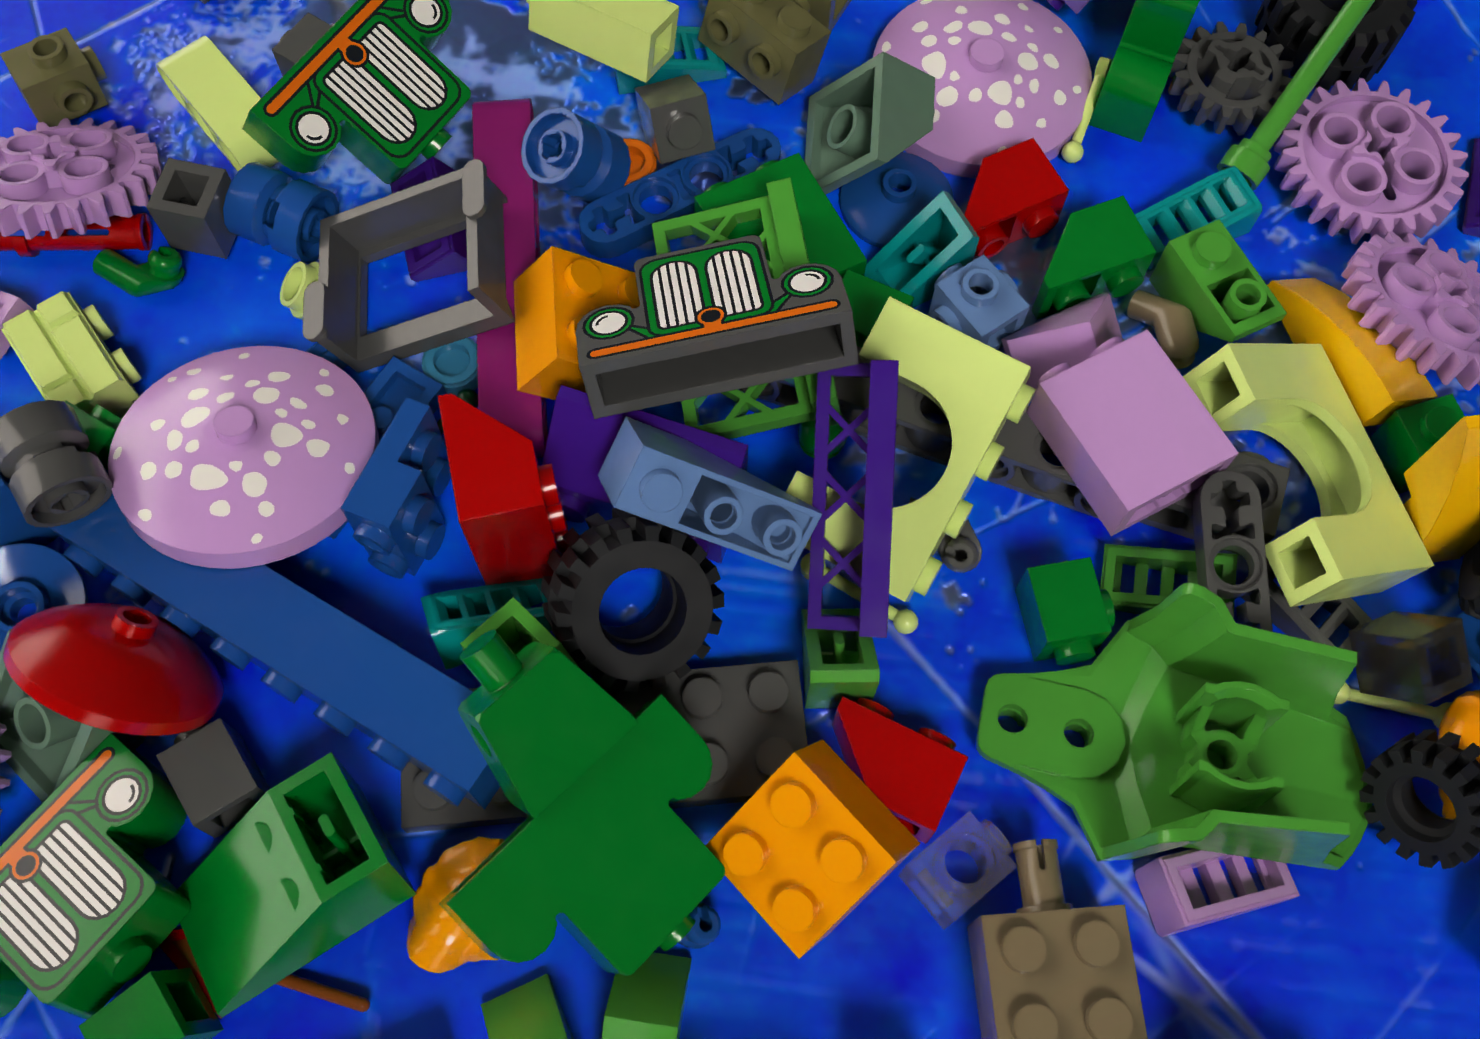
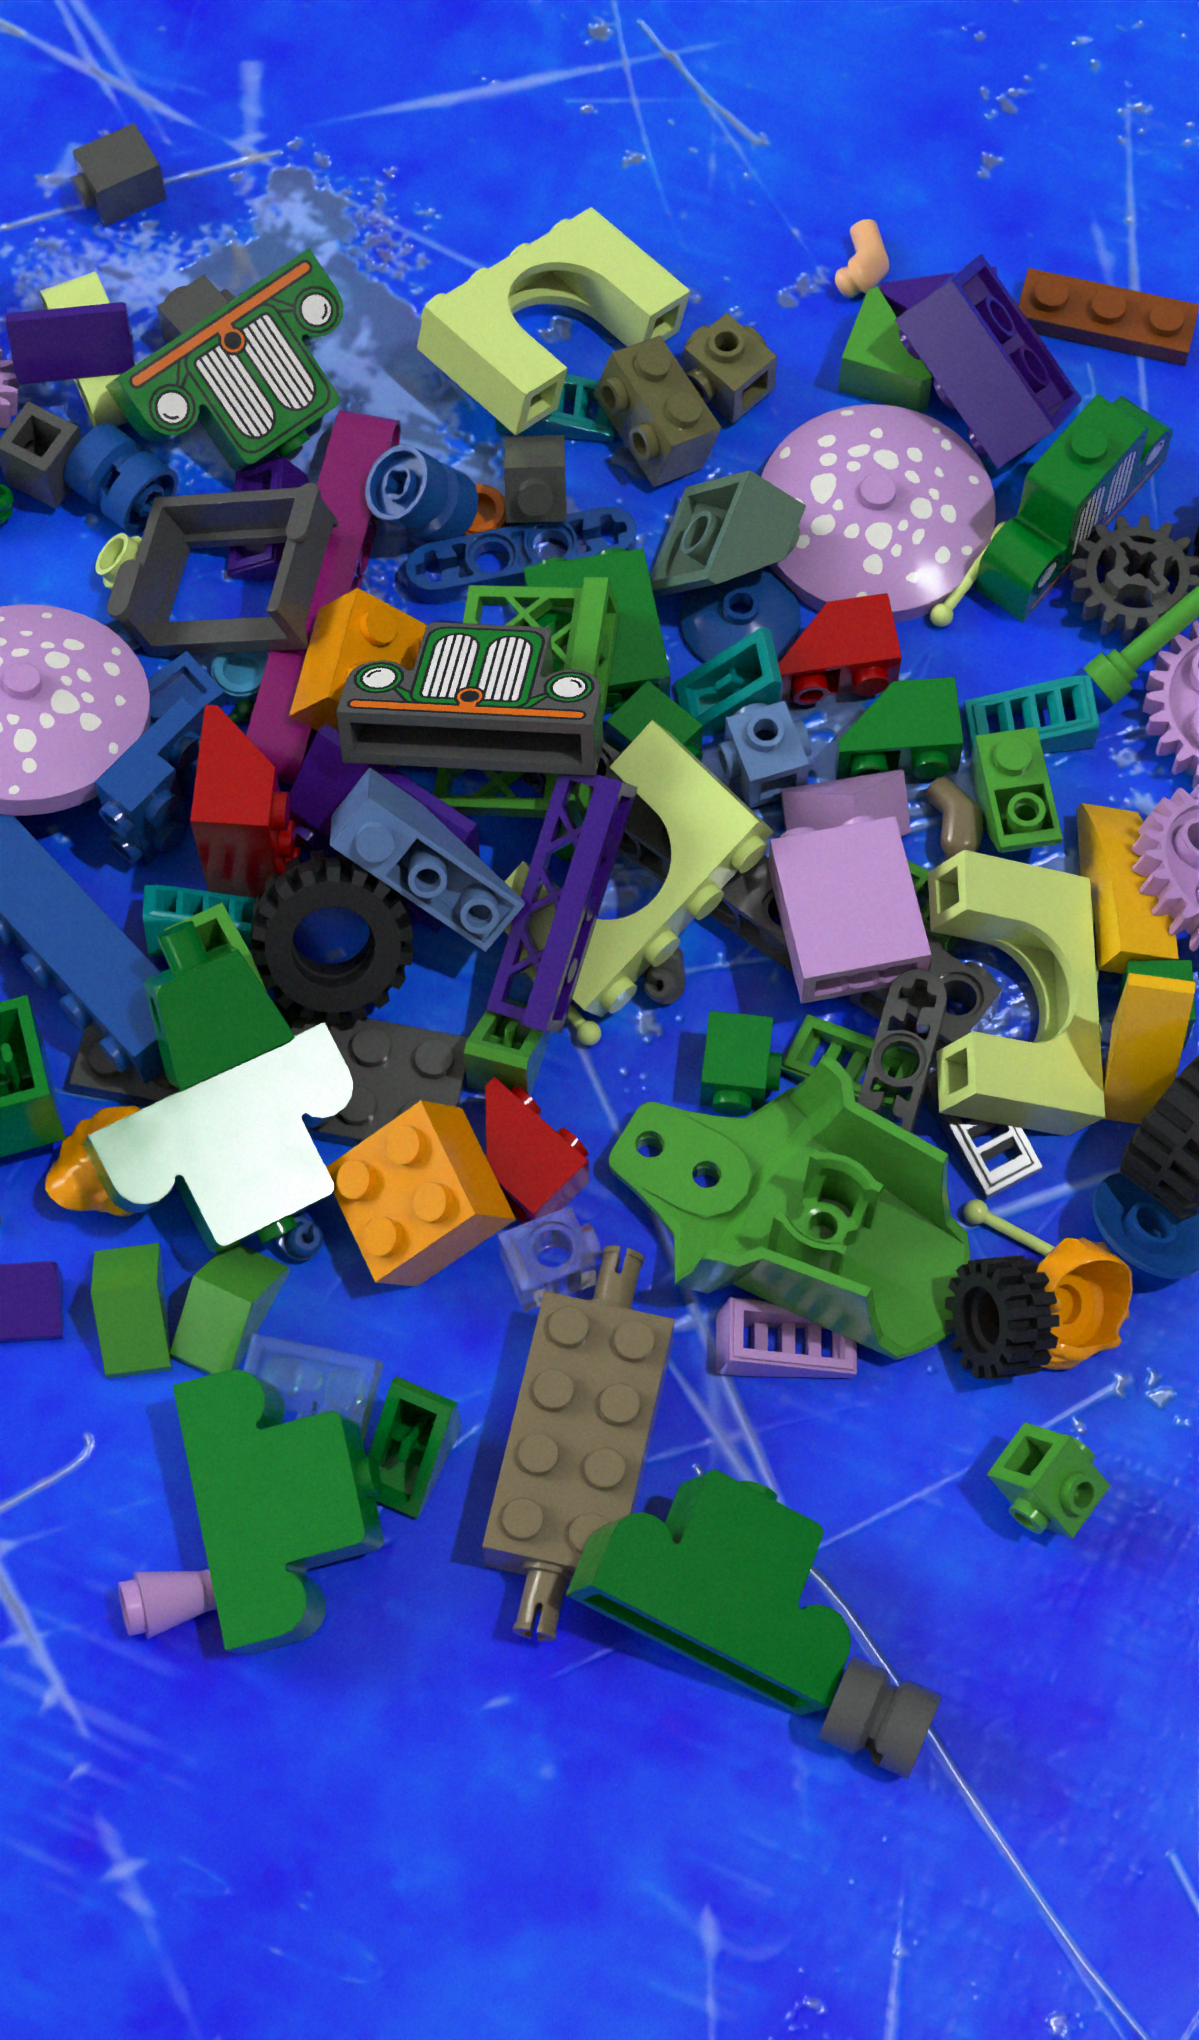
camera: 20 degrees right, 0 degrees up
(194, 95) = (71, 342): none -> dark purple slope
(1411, 656) = (1042, 1191): clear smoke brick -> none

